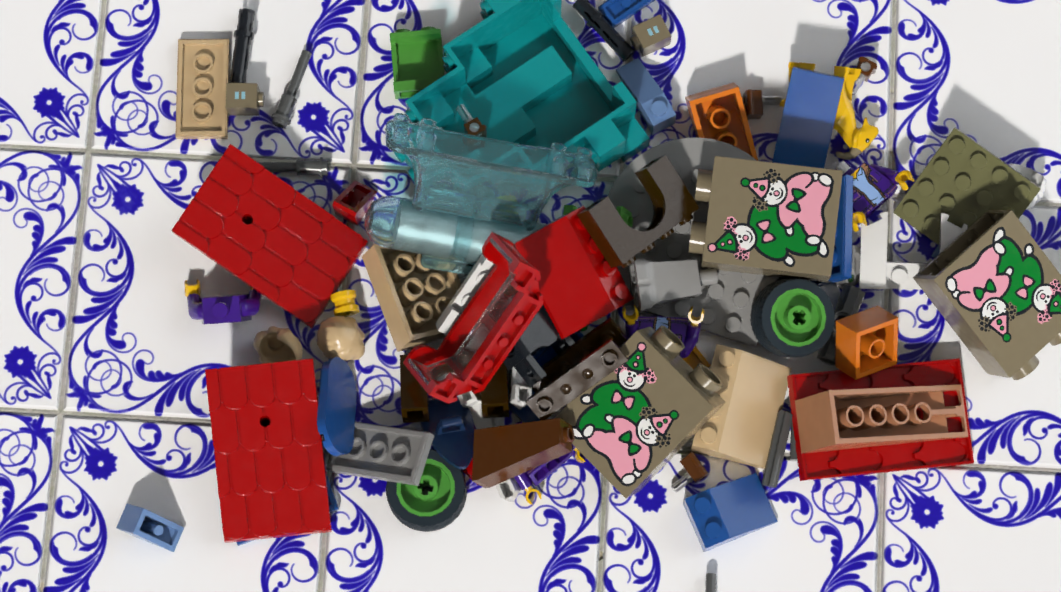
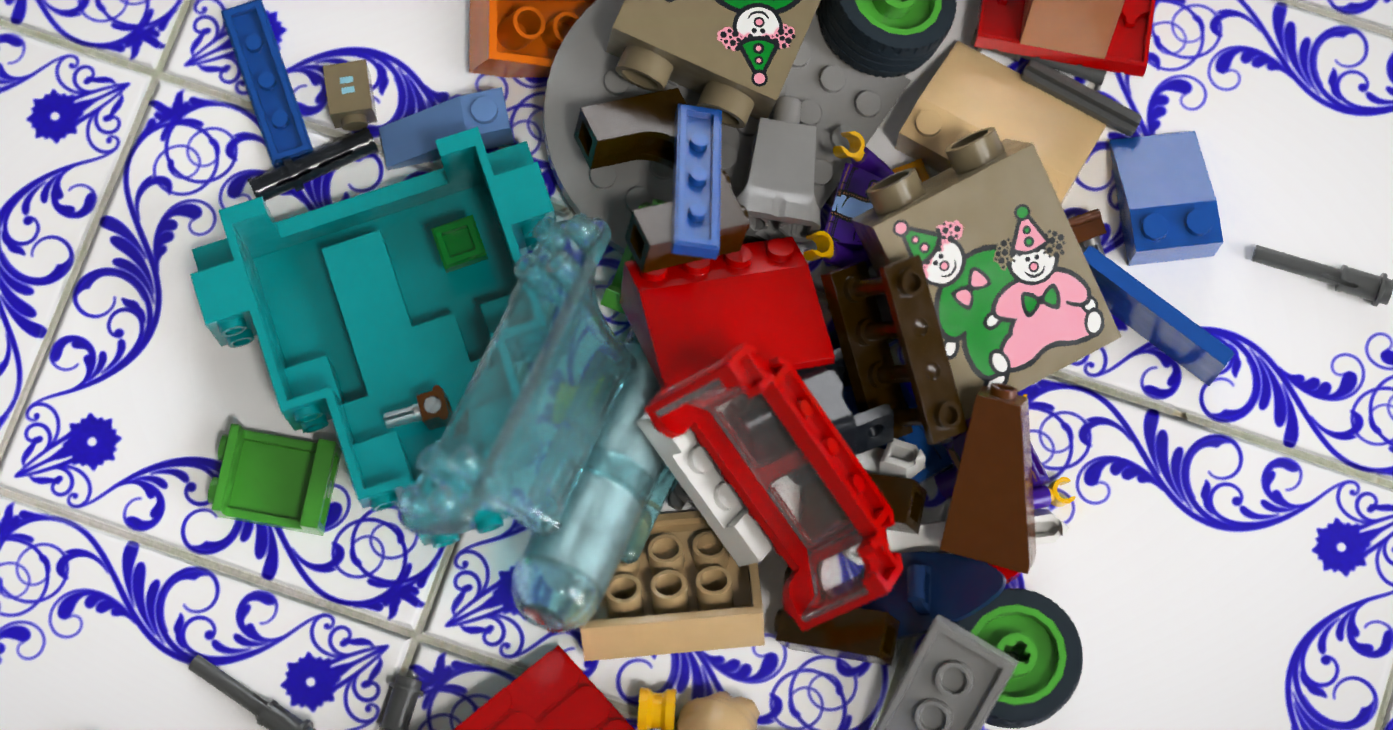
camera: 75 degrees left, 0 degrees up
(354, 202) = (485, 648): red slope -> none
(575, 117) = (459, 243): none -> green tile
(638, 228) = (697, 182): none -> tile
(649, 517) = (1158, 320): none -> blue tile

